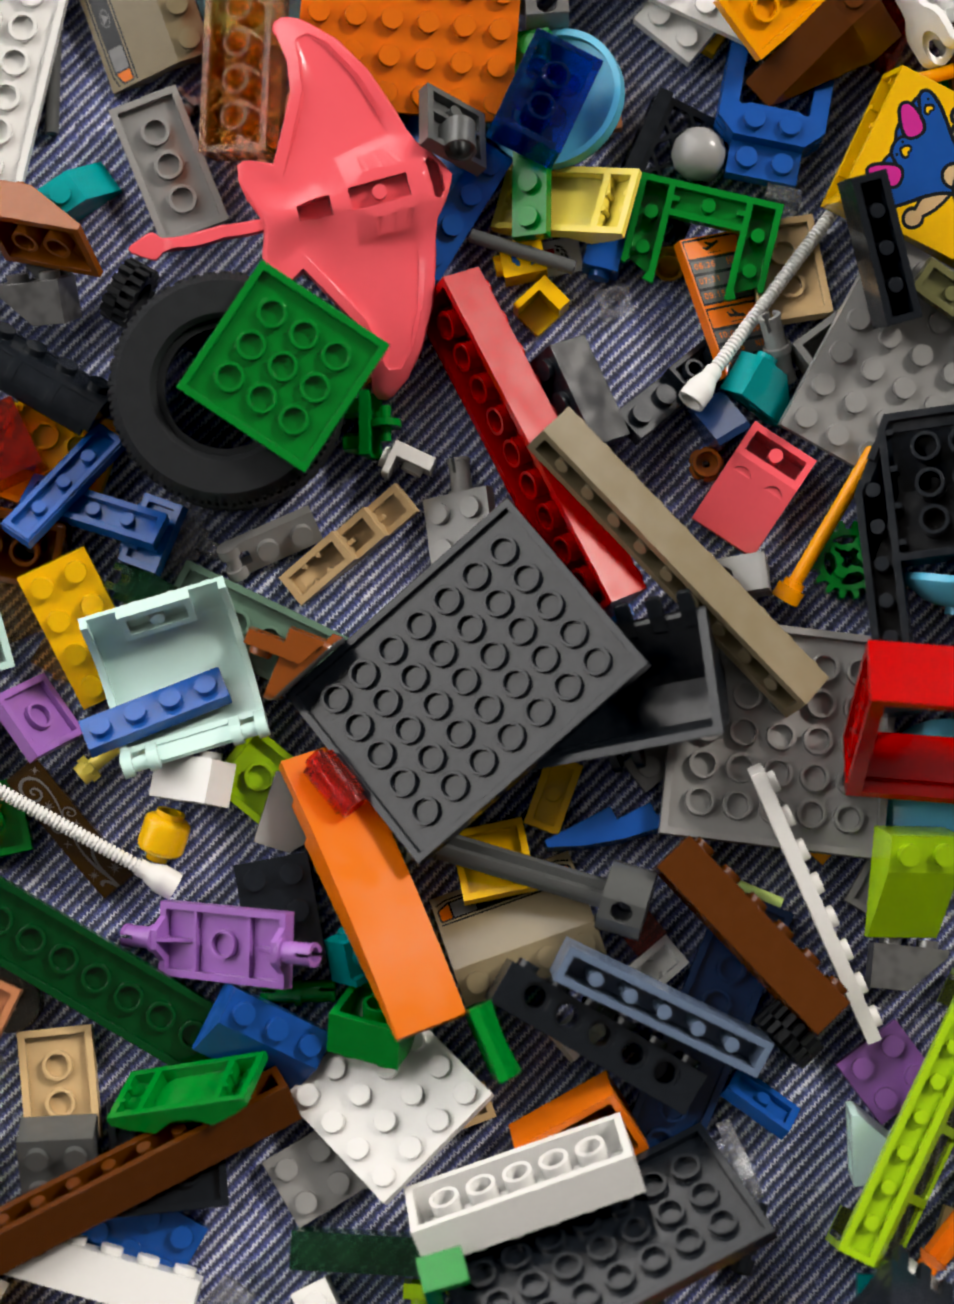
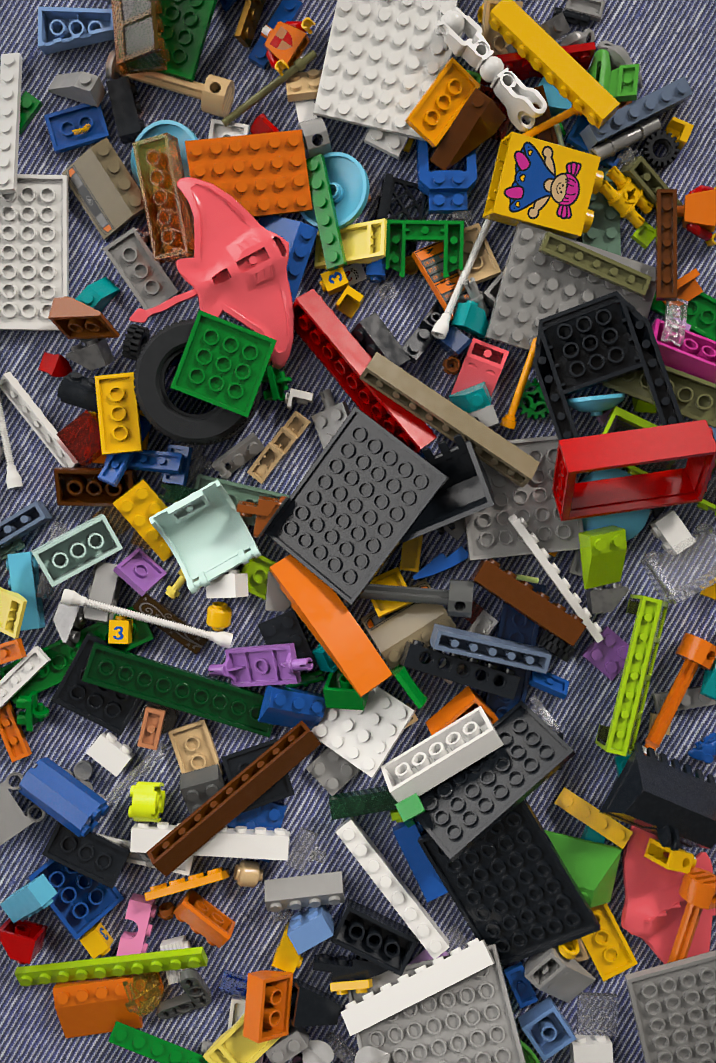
camera: 10 degrees left, 5 degrees up
(52, 102) = (72, 247): dark grey bar -> none
(67, 416) = (118, 414): none -> yellow plate
(154, 712) = (199, 556): plate -> none
(187, 1092) = (260, 744): green slope -> none
(334, 782) = (299, 572): clear red head -> none
(452, 129) = (283, 219): dark grey plate -> none
(522, 251) = (334, 275): dark grey bar -> none
(544, 98) = (327, 191): clear blue brick -> none
(699, 154) = (413, 204): light grey hair -> none
(730, 532) = (472, 398): none -> teal slope
(864, 1142) = (606, 693): light aqua slope -> none
(879, 249) = (520, 232): black brick -> none

